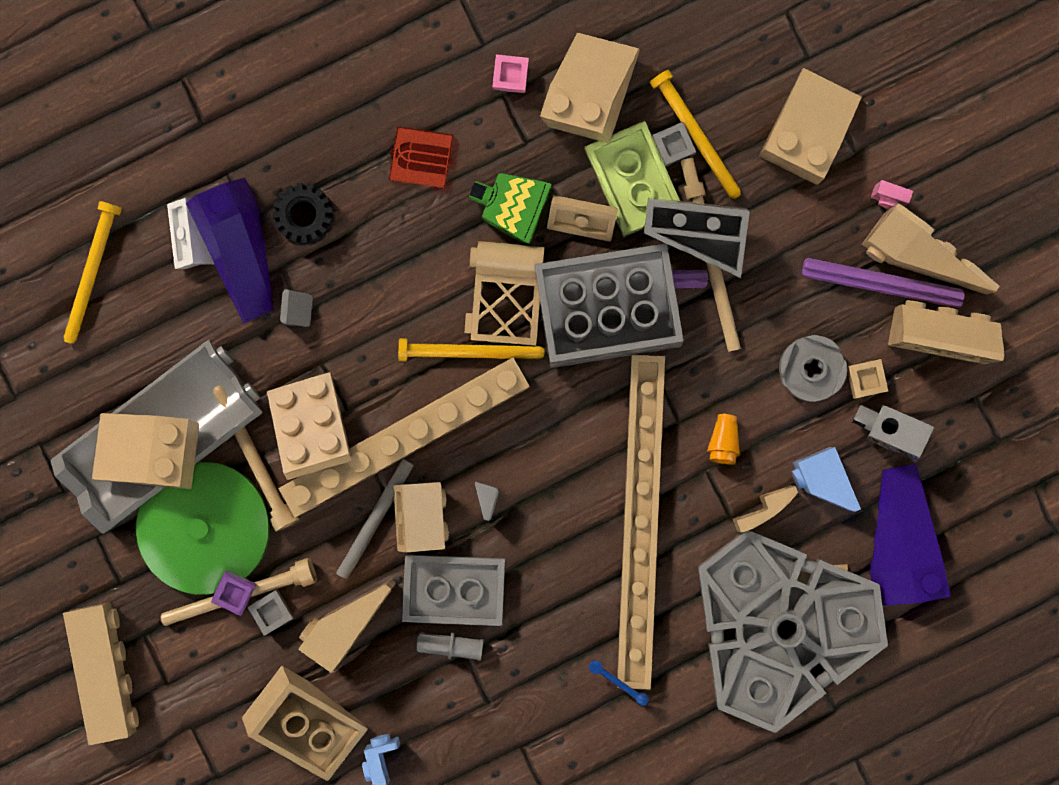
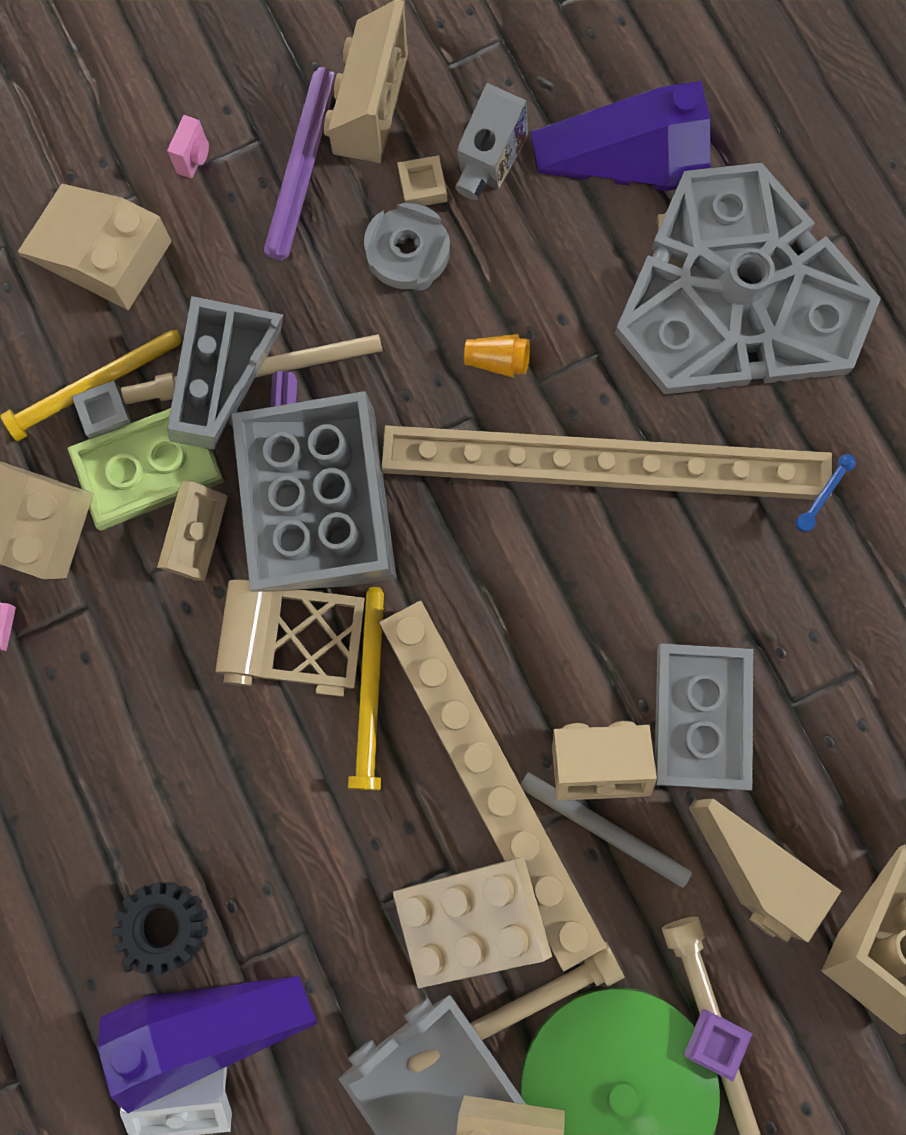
camera: 90 degrees left, 10 degrees down
(270, 612) = (743, 987): light grey plate -> none
(296, 308) = (298, 941): light grey slope -> none
(421, 157) = (93, 754): clear red piece -> none
(450, 646) = (782, 723): light grey axle -> none
(487, 497) = (577, 665): light grey slope -> none
(512, 204) = (168, 623): bright green torso -> none
(772, 504) = (585, 297): tan slope -> none
(825, 478) = (548, 231): light blue slope -> none
(907, 243) = (251, 118): tan wedge -> none

